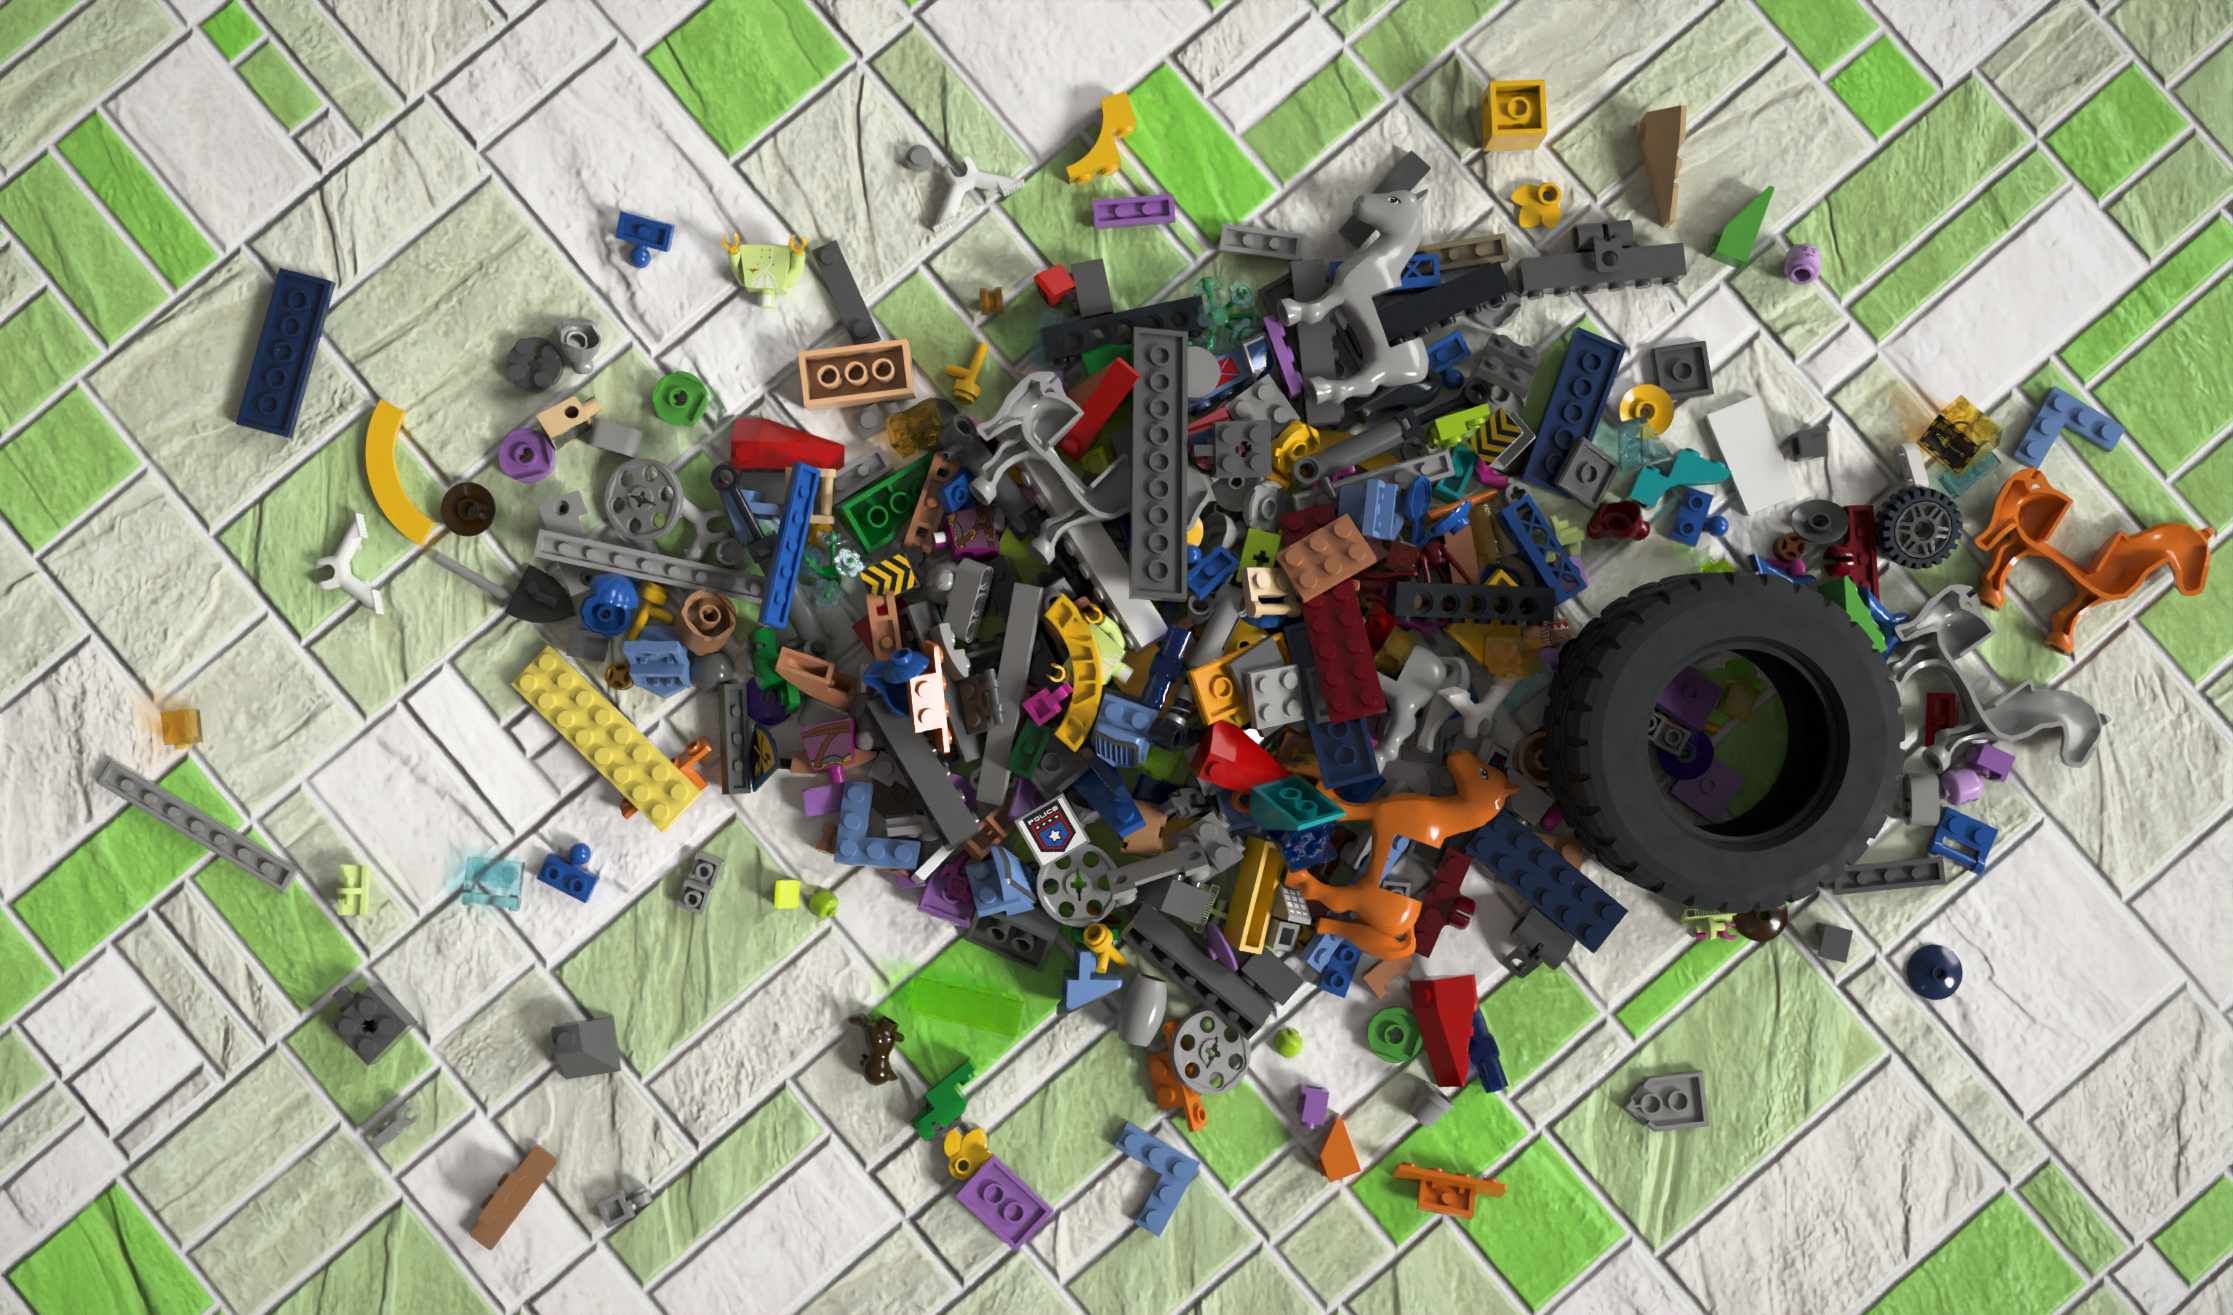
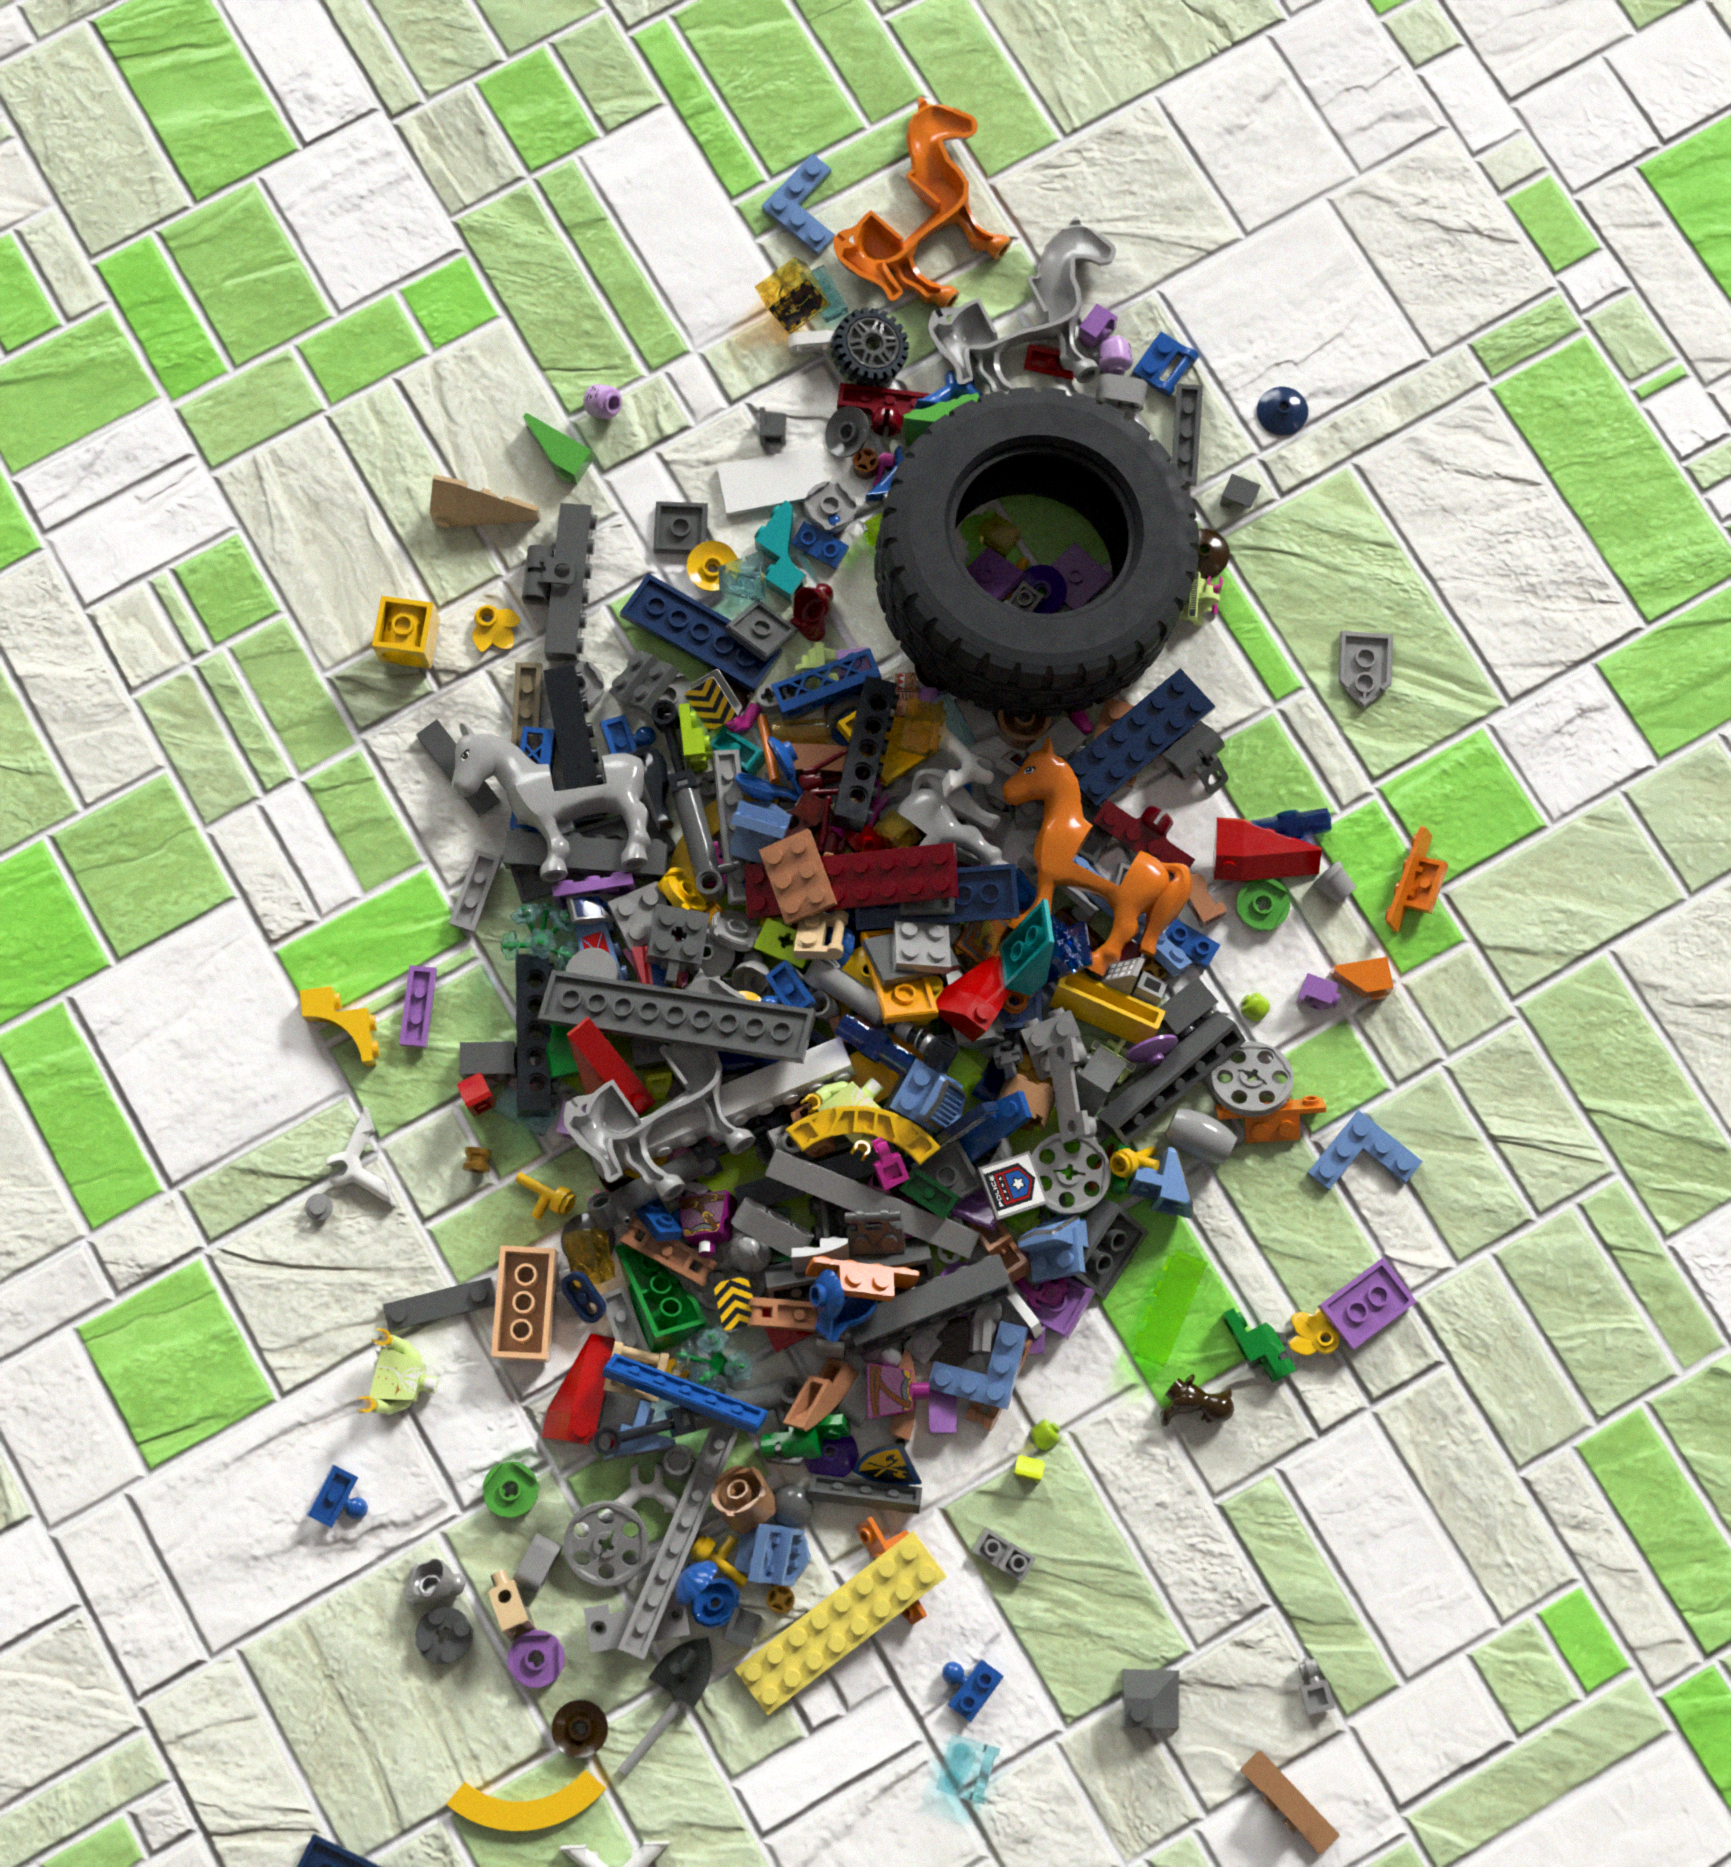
camera: 80 degrees left, 10 degrees down
(874, 429) = (582, 1297): none -> dark blue plate
(1740, 516) = (828, 500): none -> light grey tile

